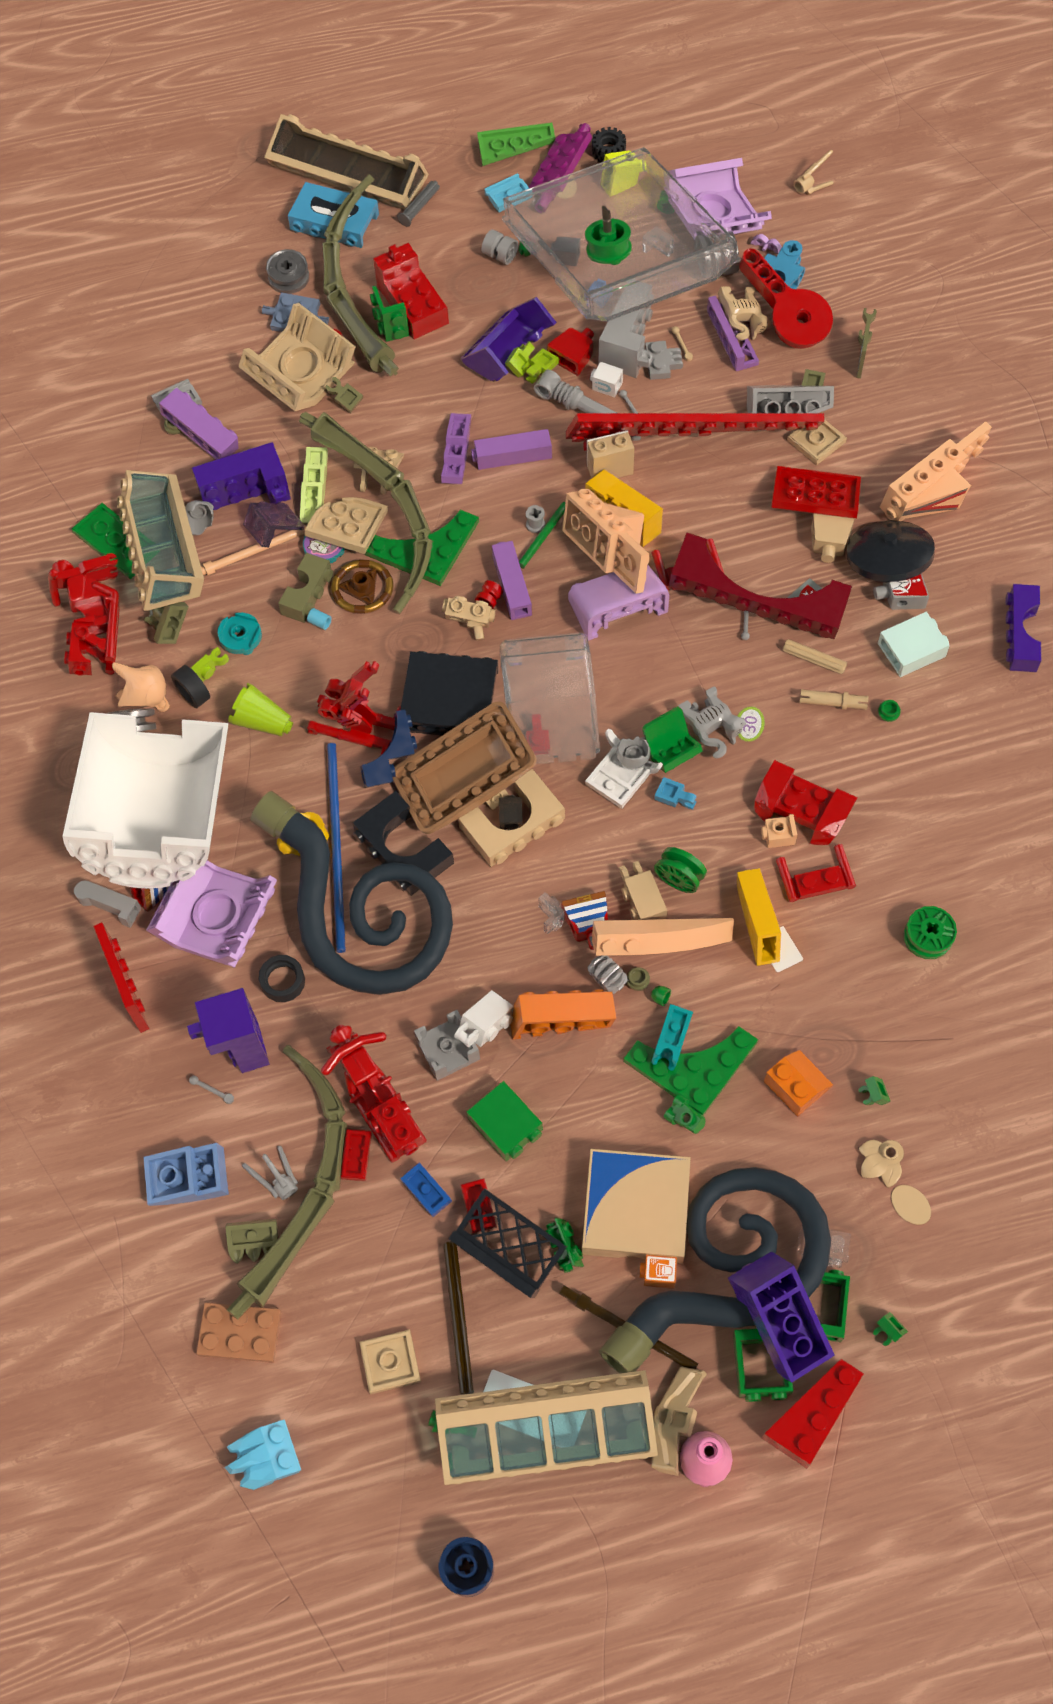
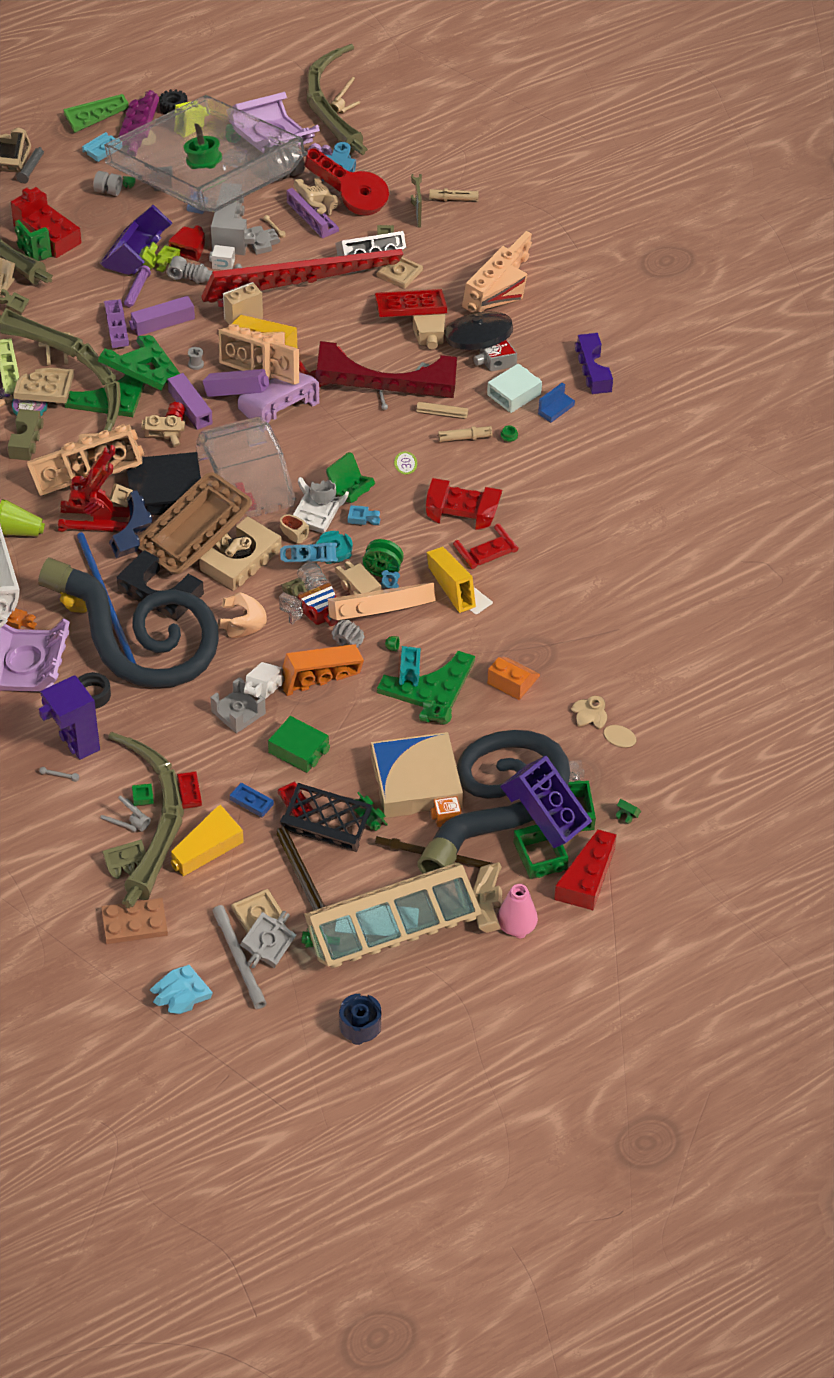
camera: 20 degrees left, 15 degrees down
(186, 1175) = (58, 829): medium blue slope -> none
(226, 850) = (21, 618): none -> orange plate
(298, 1148) = (142, 794): none -> green plate
(319, 619) = (39, 451): medium azure hinge -> none
(352, 1479) = (254, 991): none -> light grey piece
(354, 1240) = (207, 841): none -> yellow slope
(361, 586) = (69, 427): reddish brown piece -> none
(373, 1093) = (187, 747): red piece -> none
(387, 704) = (119, 495): none -> tan panel
(387, 1411) = (268, 939): none -> light grey plate
(390, 642) = (76, 459): none -> light nougat wedge
(451, 515) = (134, 362): none -> green plate
(501, 914) = (250, 623): none -> light nougat piece
(507, 811) = (237, 545): none -> tan arm
(508, 382) = (143, 273): none -> medium lavender axle
(542, 535) = (205, 367): green bar -> none
(562, 884) = (294, 587): none -> olive plate
(570, 570) = (236, 382): none -> medium lavender brick
(585, 795) = (294, 528): none -> tan rock
(588, 876) = (312, 575): none -> clear wheel
(592, 843) = (310, 553): none -> dark azure piece
(628, 845) = (344, 544): none -> teal plate
(638, 979) = (372, 636): olive plate -> none
(681, 904) = (385, 580): none -> dark azure plate
(711, 718) = (376, 460): light grey animal -> none
(776, 838) = (450, 524): light nougat brick -> none
(781, 176) = (322, 108): none -> olive animal
(877, 1091) = (572, 669): green tile -> none
(921, 342) = (453, 195): none -> tan pin
(930, 932) = (582, 565): green wheel -> none
(959, 678) = (555, 403): none -> blue panel

